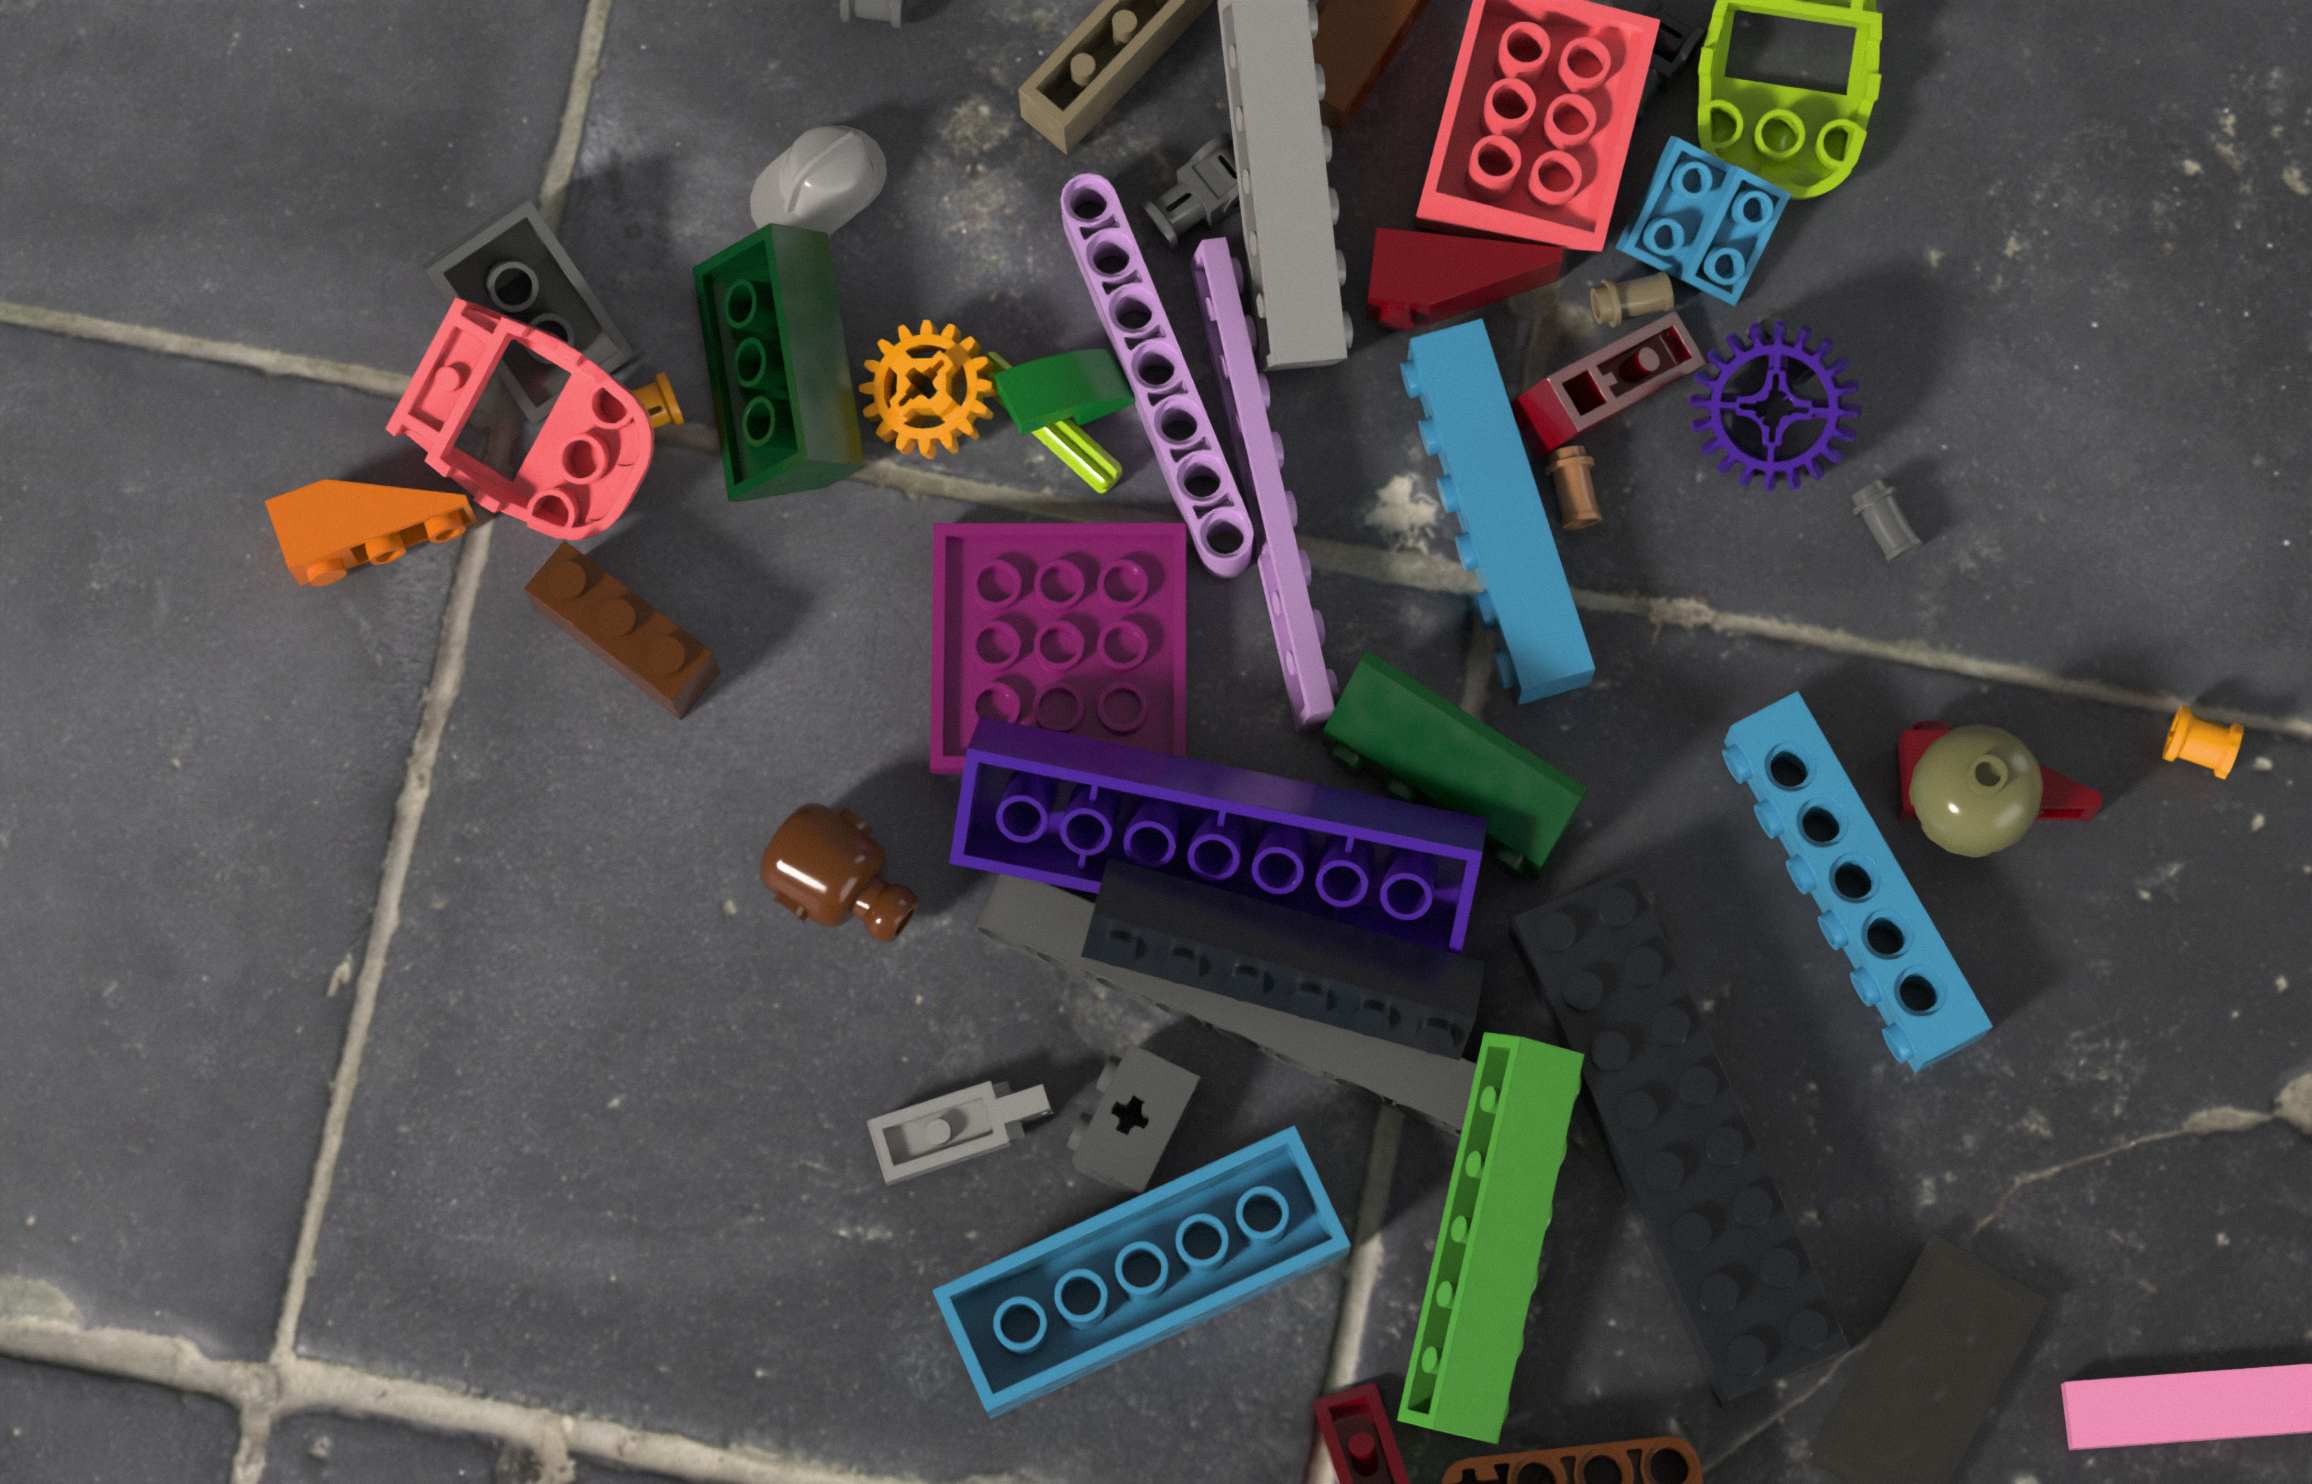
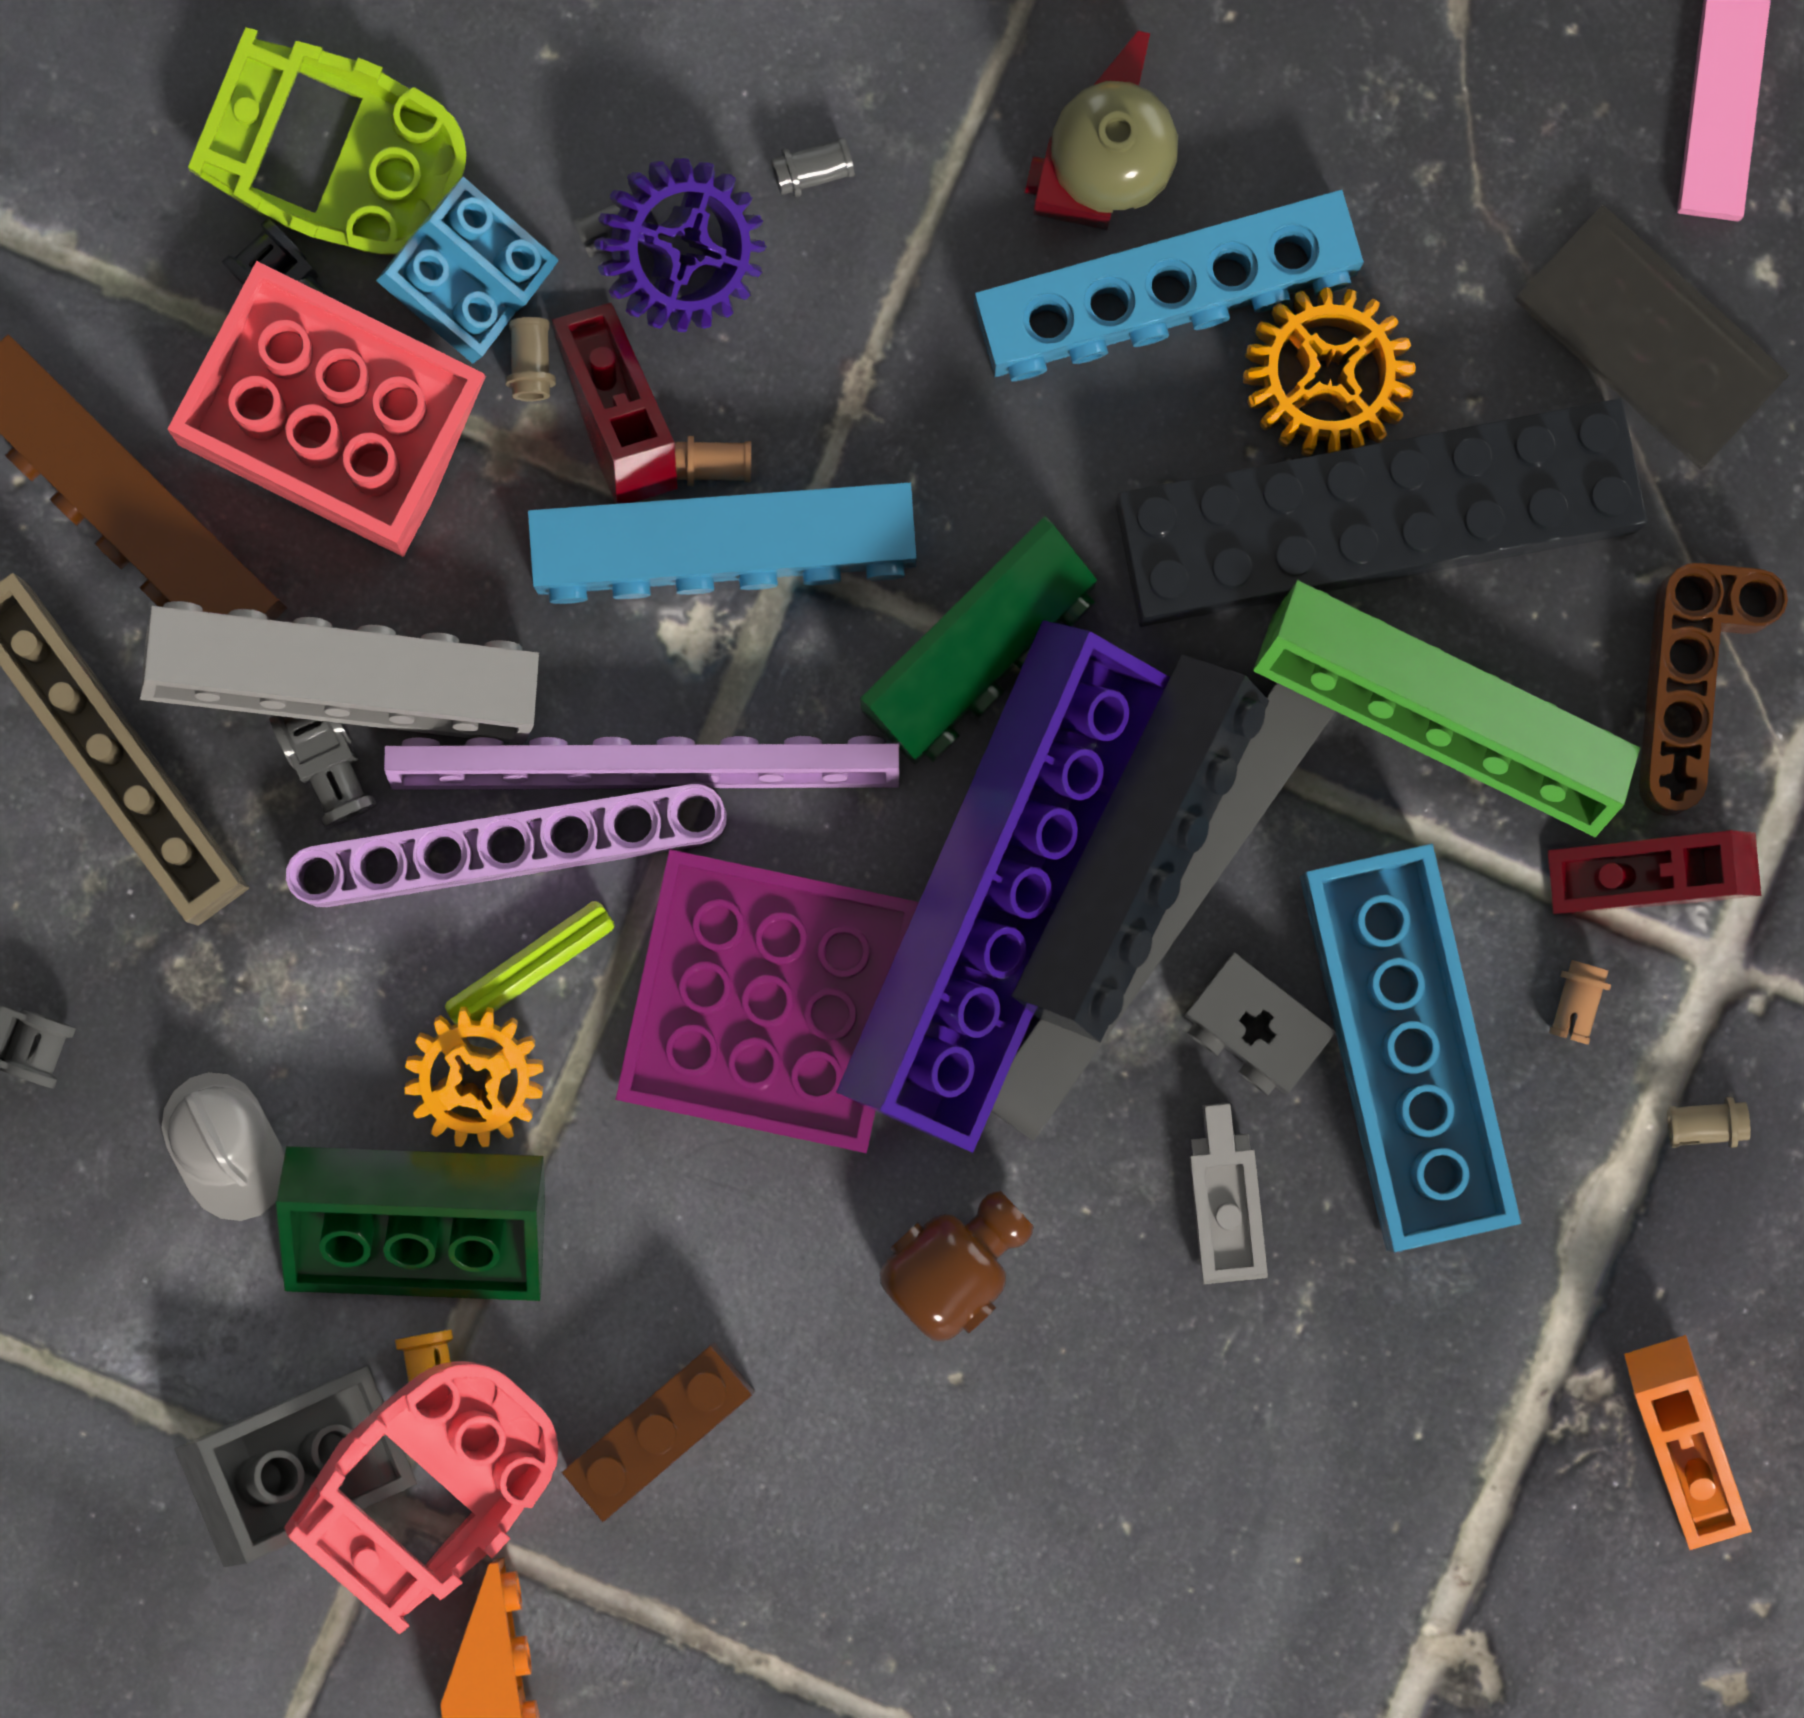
camera: 80 degrees left, 10 degrees up
(1063, 386) = (505, 942): green slope -> none
(1227, 1442) = (1580, 996): none -> medium nougat pin
(1439, 276) = (466, 548): dark red slope -> none
(1840, 1016) = (1312, 350): none -> light orange gear

